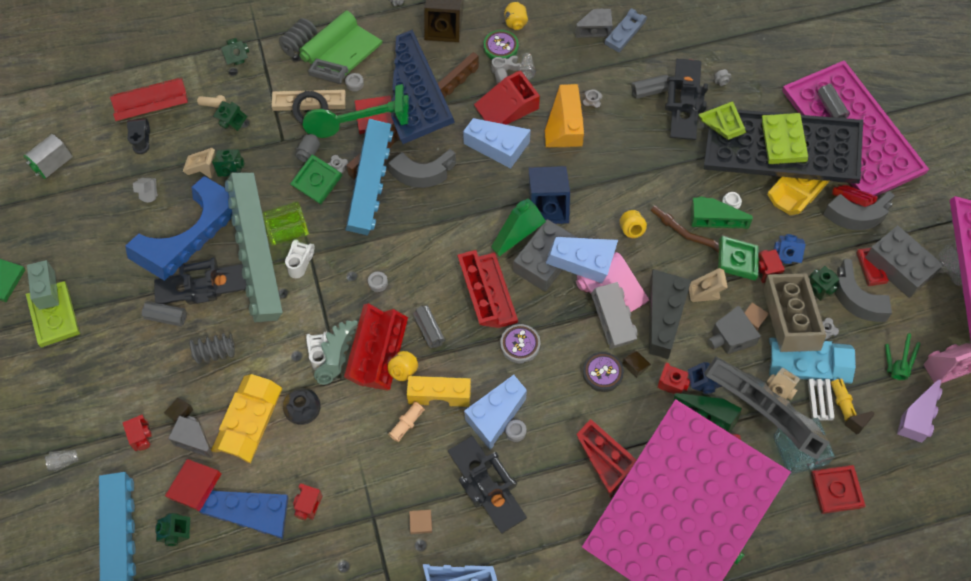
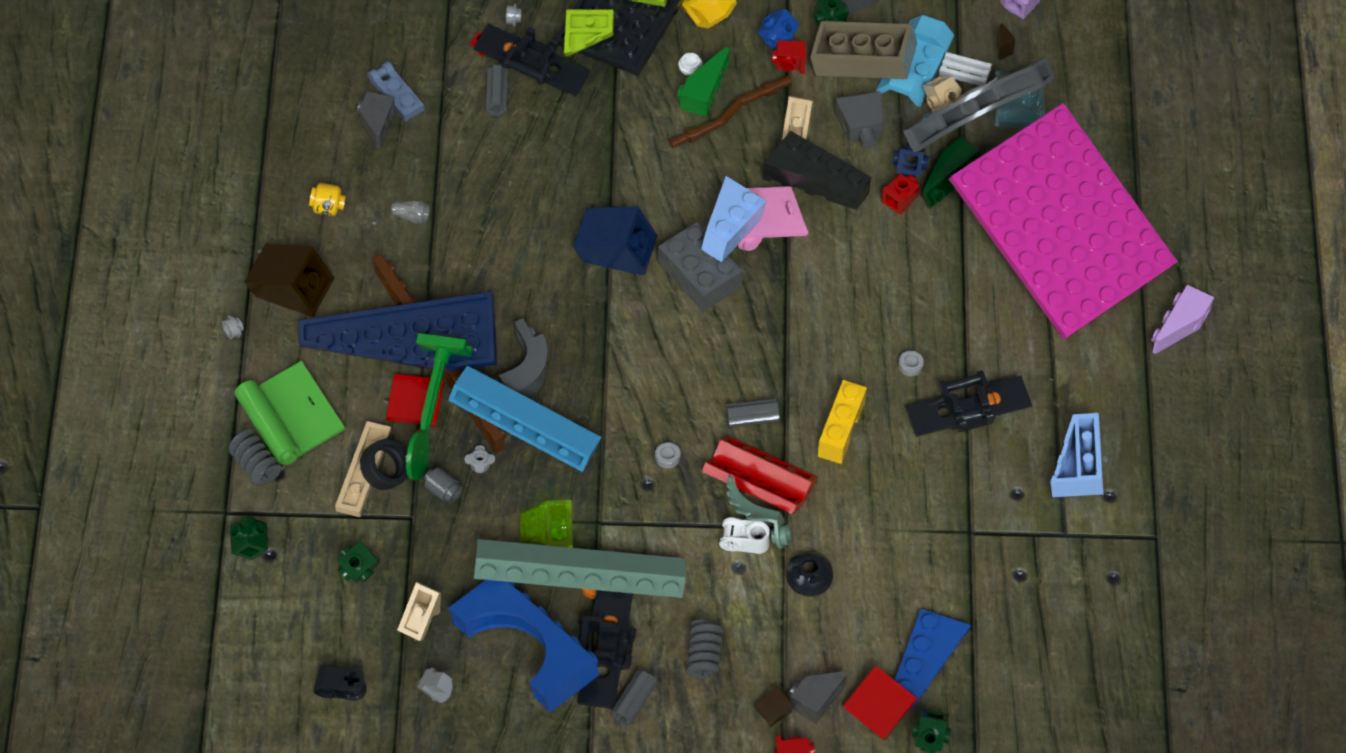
camera: 75 degrees left, 5 degrees down
(149, 98) = (281, 662): red slope -> none
(210, 101) = (316, 589): tan arm -> none
(228, 162) = (436, 575): dark green brick -> none
(247, 417) = (805, 633): yellow piece -> none
(299, 255) = (602, 528): white piece -> none
(307, 502) = (937, 588): red brick -> none
(316, 179) = (494, 486): green tile -> none
(326, 72) = (330, 436): dark grey tile -> none
(354, 82) = (351, 411): light grey tile -> none
(402, 365) = (798, 449): yellow head -> none
(406, 422) = (867, 466): light nougat pin -> none
(420, 522) = (992, 483): medium nougat tile -> none
(487, 289) = (723, 337): red slope -> none
(495, 410) = (885, 371): light blue wedge -> none
(497, 140) = (518, 271): light blue wedge -> none
(500, 44) = (362, 231): tile -> none
(500, 66) = (397, 243): light grey bar -> none
(509, 100) = (461, 244): red slope -> none
(519, 224) = (656, 282): green slope -> none
(520, 343) = (803, 328): tile -> none
(566, 119) = (509, 191): light orange wedge -> none
(592, 94) = (488, 151): light grey plate -> none
(603, 371) = (866, 258): tile -> none
(606, 456) = (975, 280): red wedge -> none
(614, 315) = (806, 221): light grey brick -> none
(633, 224) = (689, 167): yellow head -> none
(635, 363) = (867, 223): dark brown slope -> none
(738, 258) = (773, 80): green tile -> none
(756, 315) = (844, 89): medium nougat tile -> none
(837, 489) = (1072, 89): red tile -> none
(843, 399) = (974, 48): yellow pin -> none

